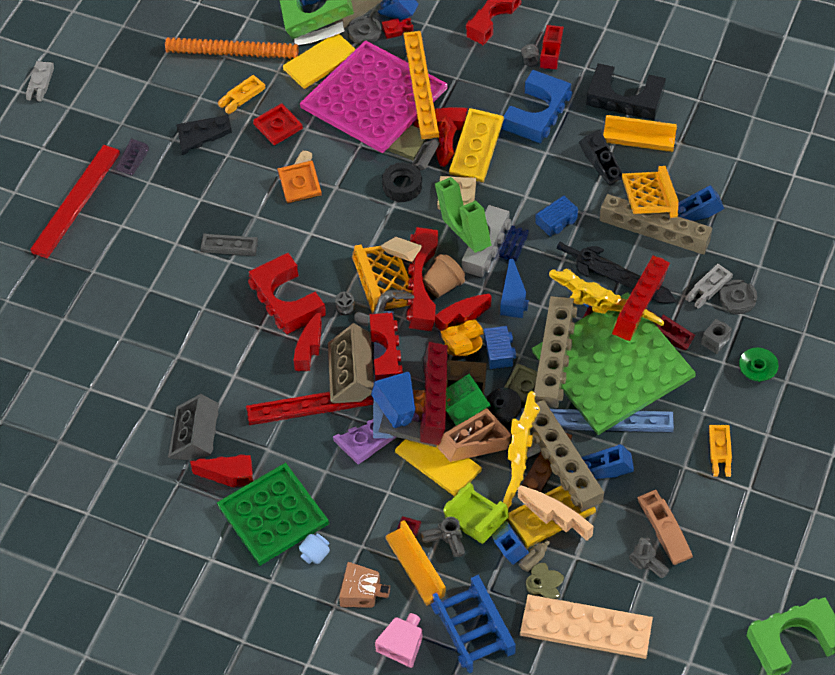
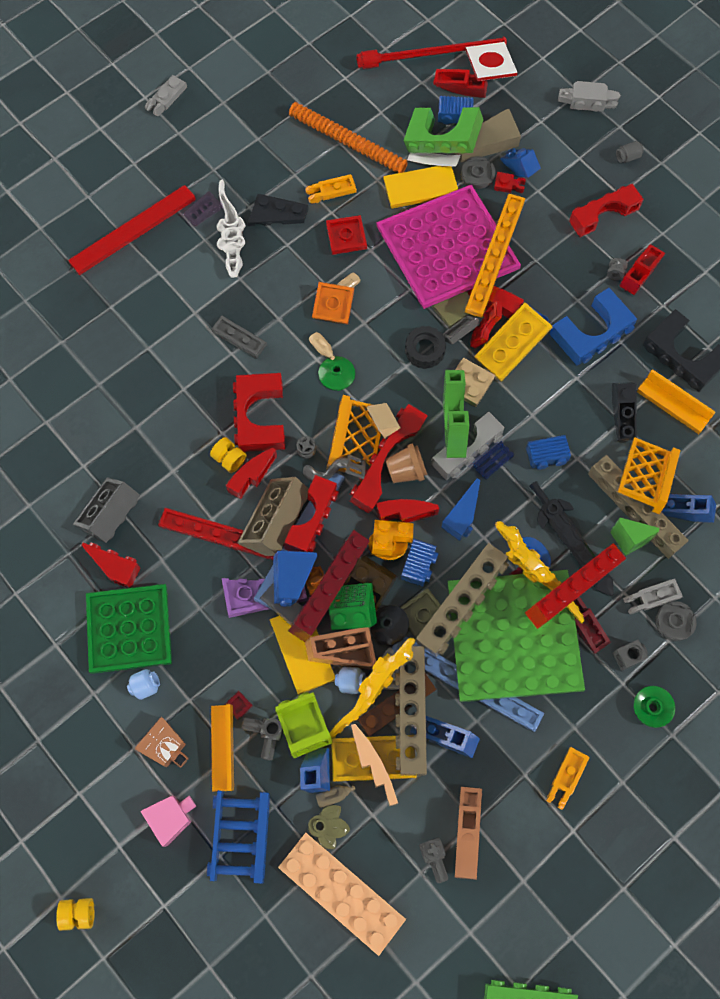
camera: 25 degrees right, 15 degrees up
(174, 165) = (231, 234): none -> white animal
(278, 337) = (225, 452): none -> yellow wheel
(309, 219) = (321, 345): none -> tan piece
(335, 242) = (336, 380): none -> green dish
(495, 461) = (349, 679): none -> light blue head
(664, 242) = (632, 534): none -> bright green slope

